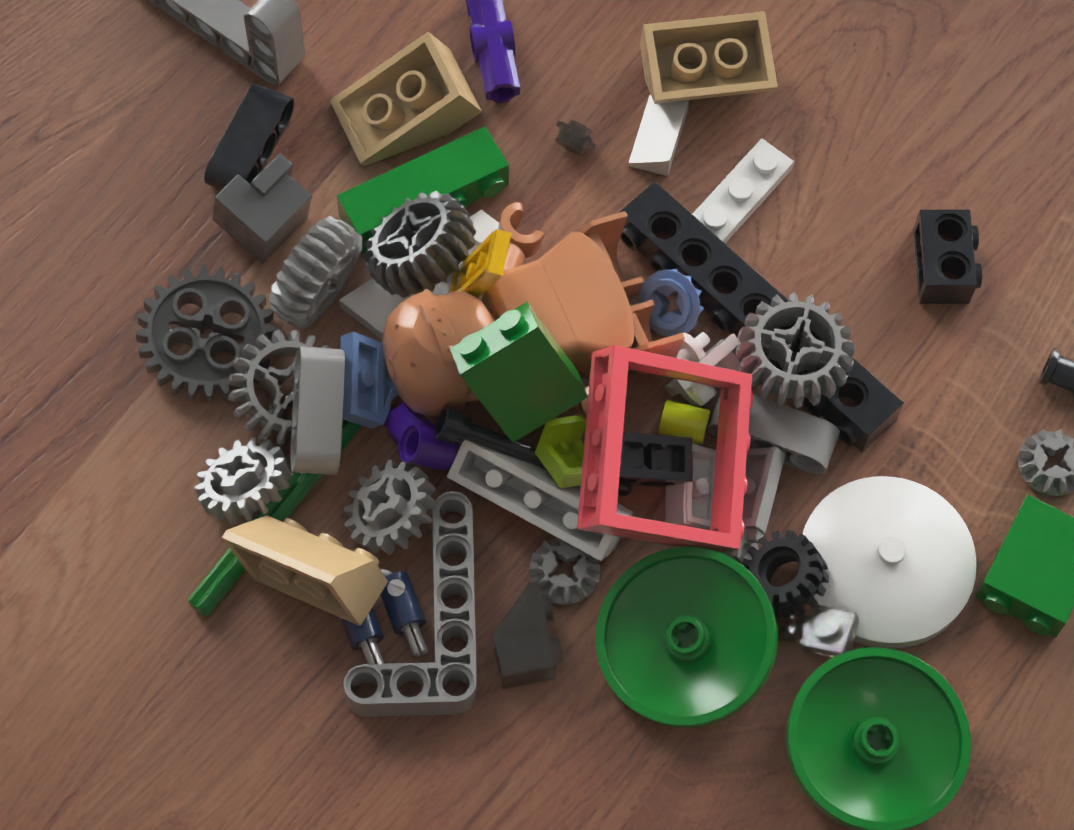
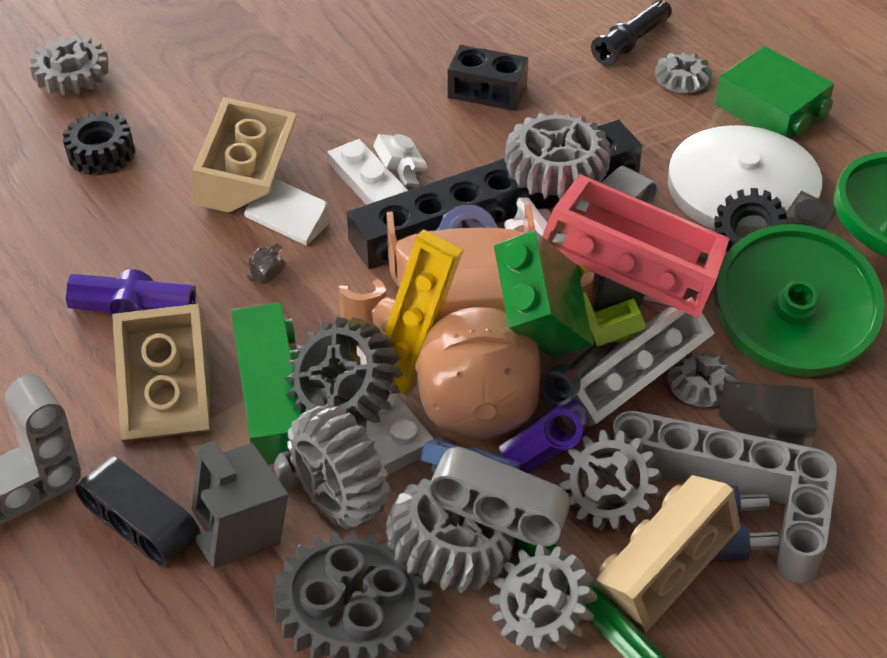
camera: 70 degrees left, 20 degrees down
(782, 209) = (402, 155): none -> white plate

